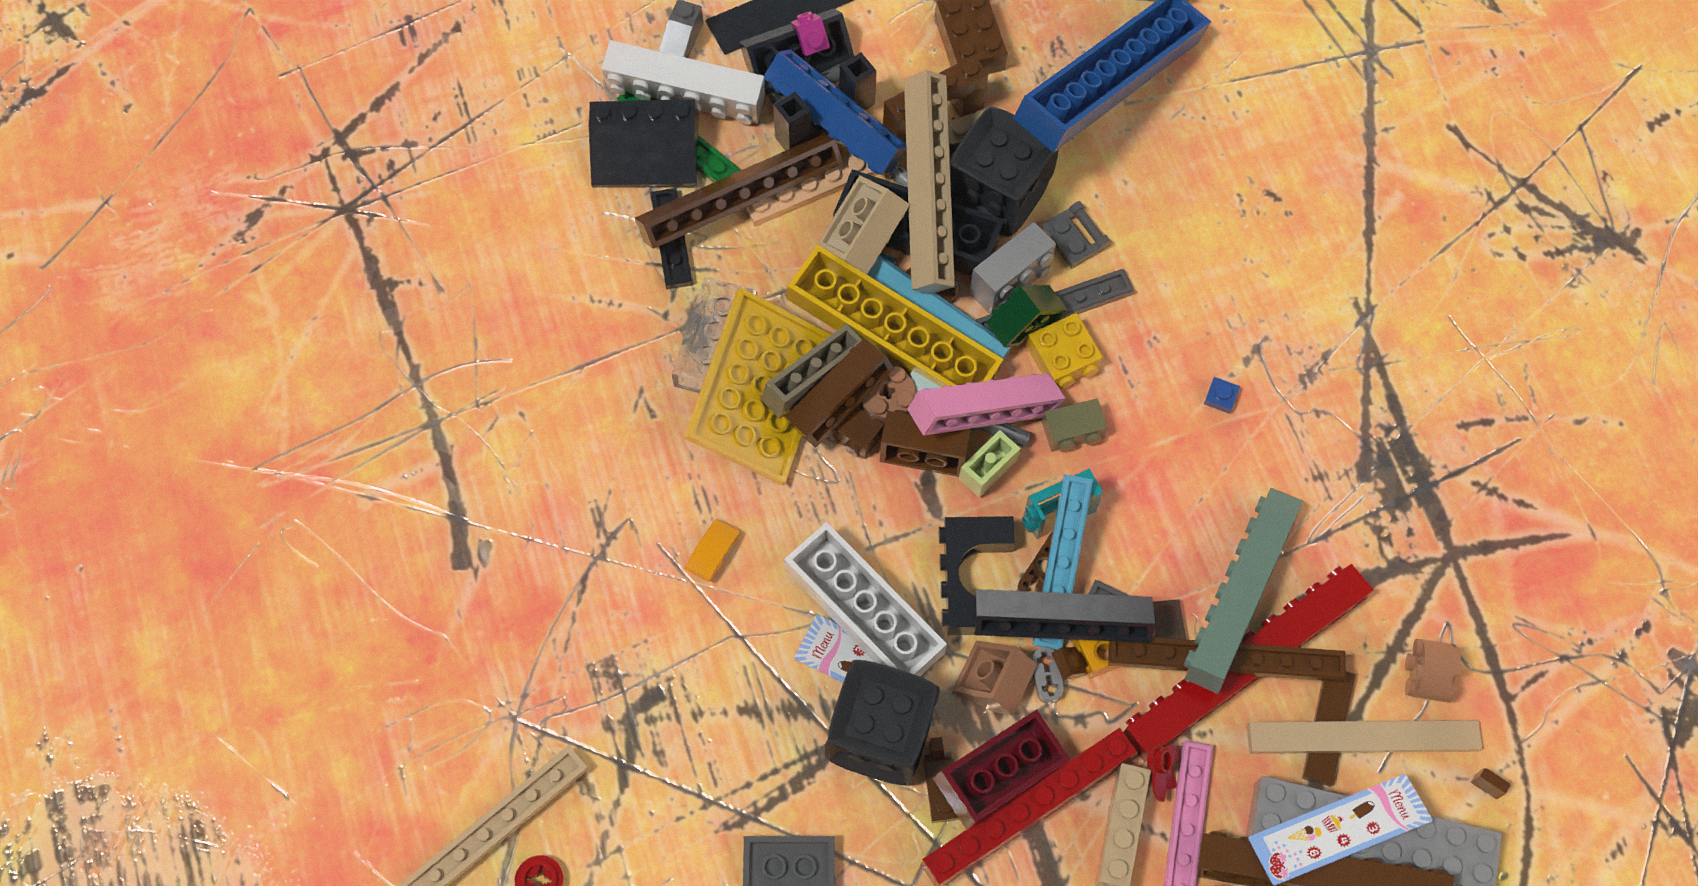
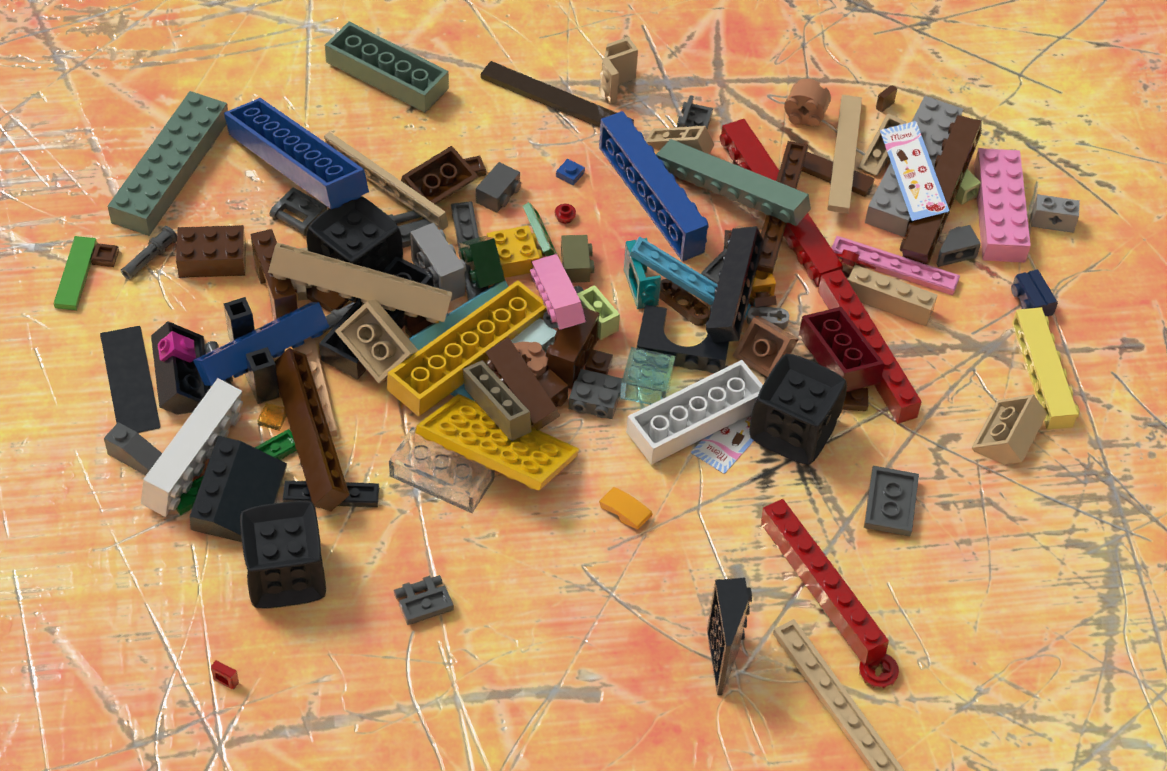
camera: 80 degrees left, 15 degrees down
(420, 190) = (224, 674): none -> red tile
(522, 679) = (727, 626): none -> black slope
(540, 363) = (426, 604): none -> dark grey plate
(556, 199) = (282, 554): none -> black piece
(641, 794) = (824, 582): none -> red brick
(760, 151) = (272, 416): none -> clear yellow tile
(873, 488) = (595, 394): none -> dark grey plate
(907, 541) = (647, 376): none -> clear light blue brick
(923, 483) = (599, 362): none -> reddish brown plate
(1104, 376) = (539, 230): none -> tile
(1126, 186) = (391, 183): none -> tan tile
(1146, 407) = (565, 213): none -> red plate
(1147, 241) = (440, 175): none -> reddish brown slope
(1163, 314) = (498, 187): none -> dark grey brick
(1193, 281) = (477, 165): none -> reddish brown tile
(1214, 492) = (653, 186): none -> blue brick
(1313, 519) = (693, 136): none -> tan slope
(1317, 146) = (387, 66): none -> sand green brick
(1342, 357) = (545, 94): none -> dark brown tile
(1357, 529) = (694, 114): none -> dark grey bracket
(1364, 776) = (876, 154): none -> tan slope
(1414, 410) = (617, 67): none -> tan piece

